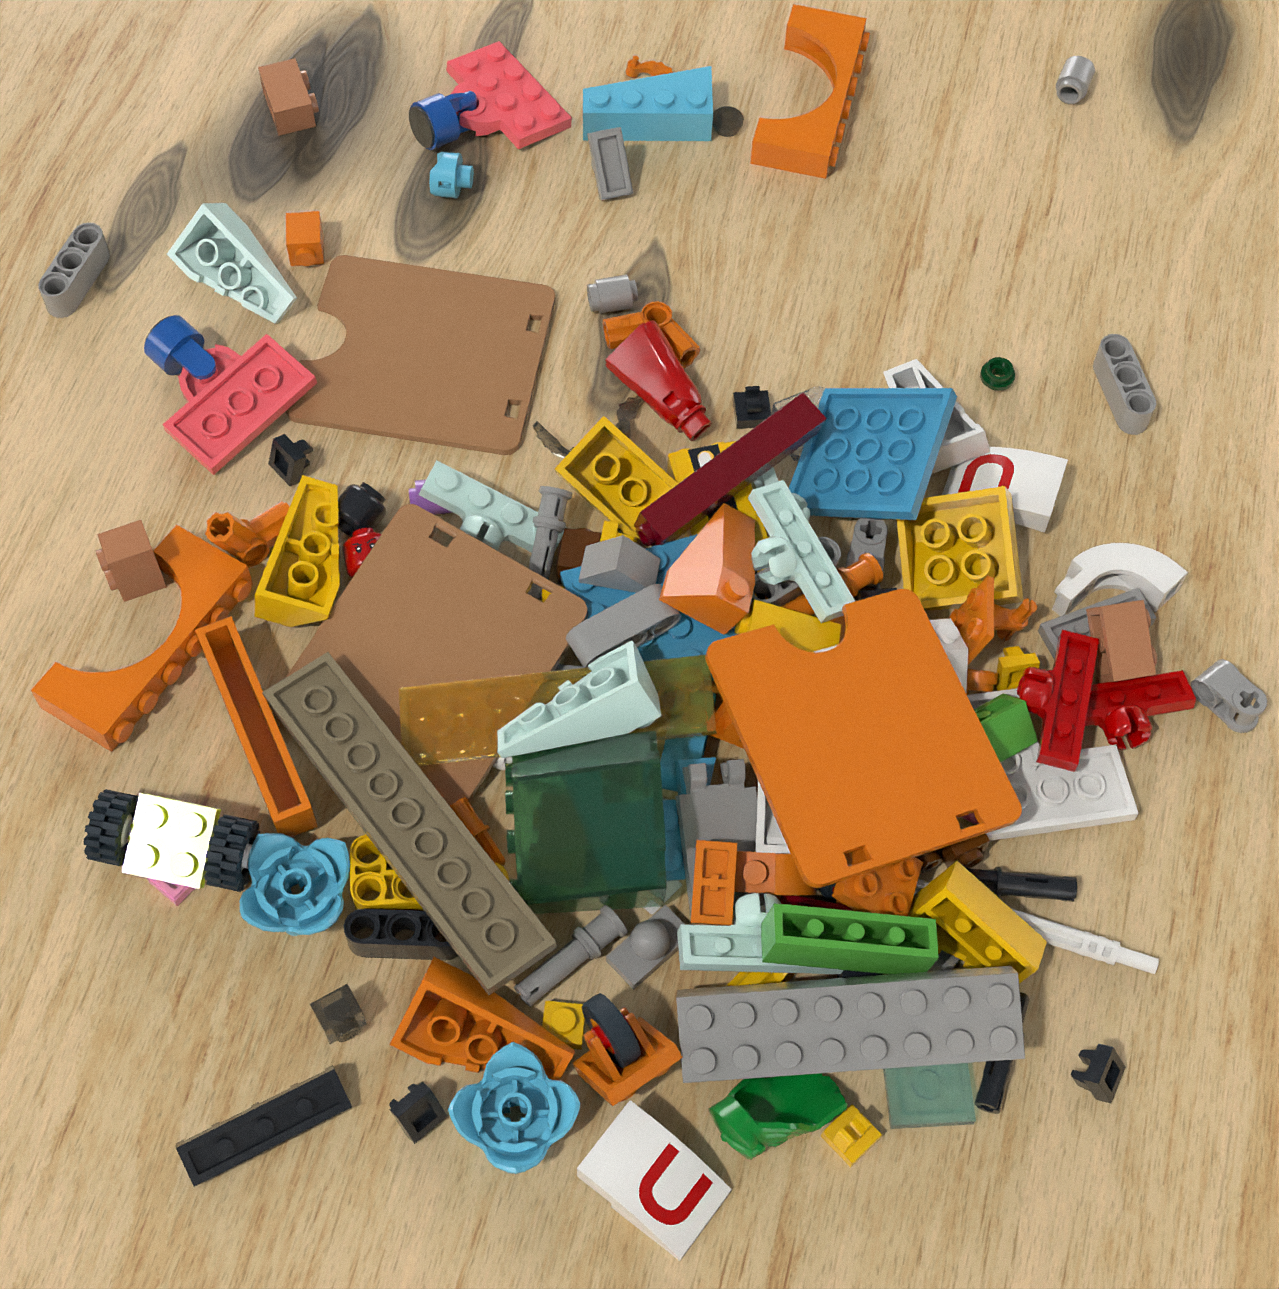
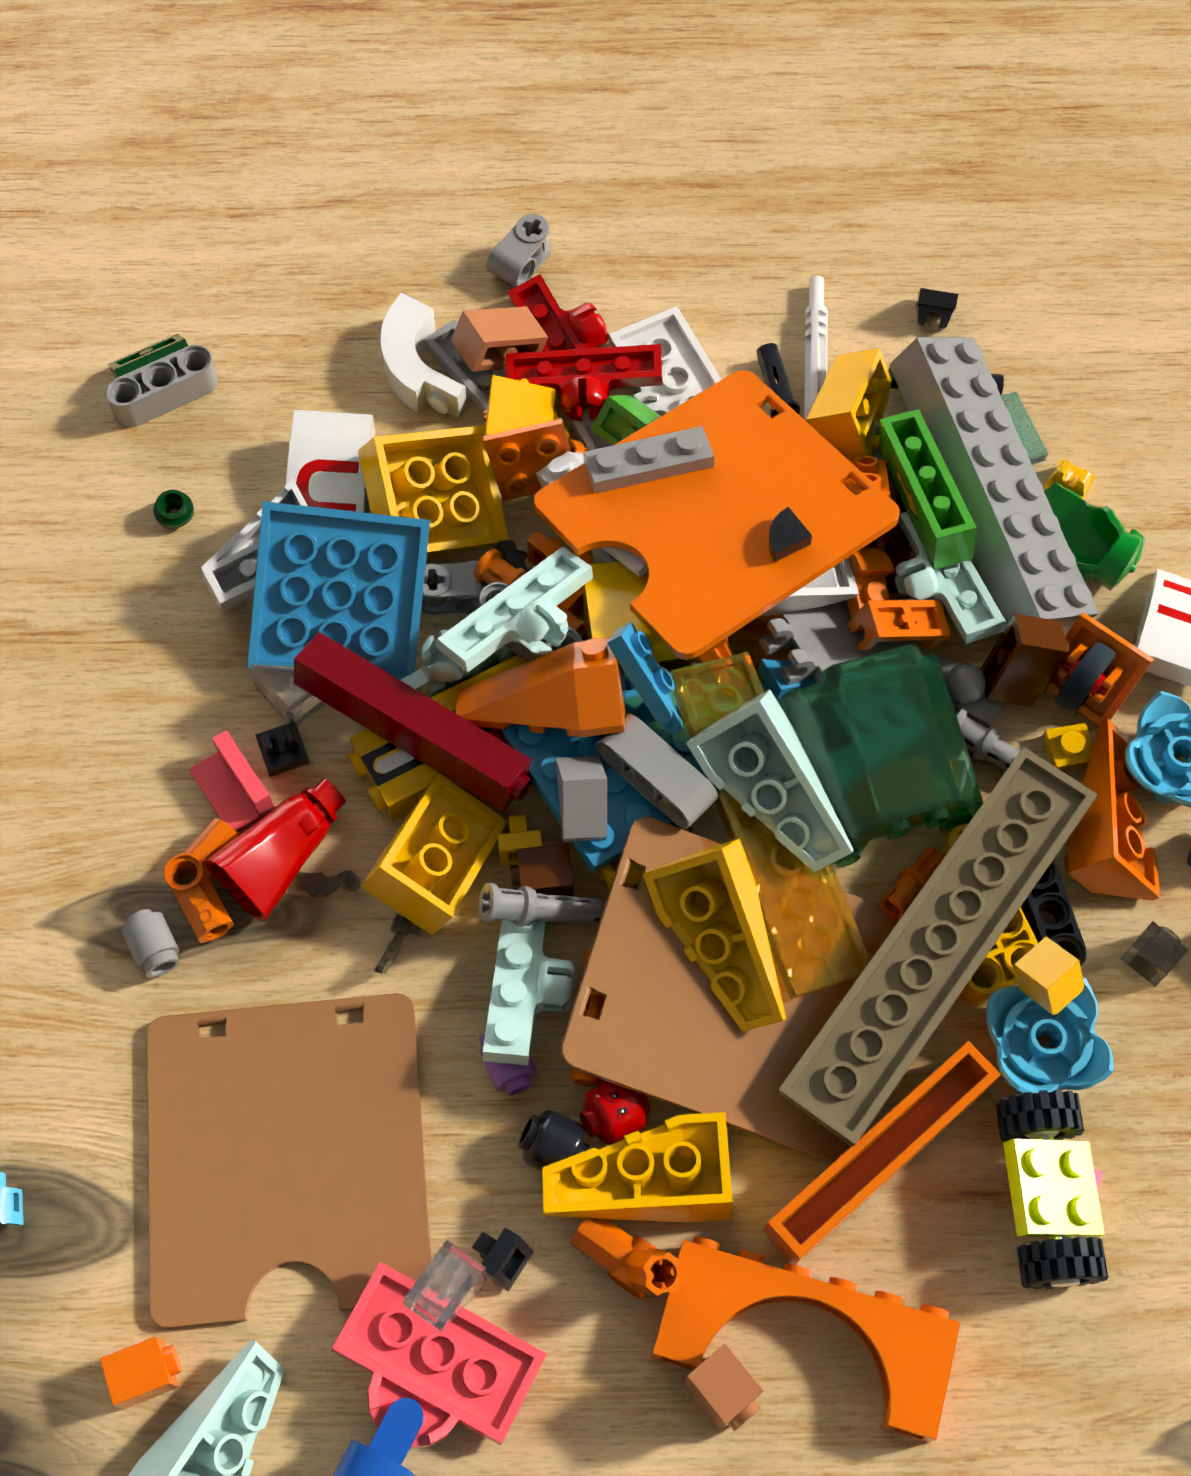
camera: 105 degrees left, 5 degrees up
(280, 408) = (446, 1286): none -> clear slope
(337, 884) = (1049, 976): none -> yellow piece
(489, 645) = (719, 920): none -> yellow wedge
(649, 986) = (1024, 660): none -> reddish brown brick
(718, 621) = (651, 682): none -> dark azure hinge
(730, 371) = (232, 785): none -> coral panel
(808, 767) = (787, 535): none -> black tile
(927, 689) = (648, 459): none -> light grey plate
(1025, 628) = (517, 404): none -> yellow piece
(1158, 379) = (147, 355): none -> dark green plate

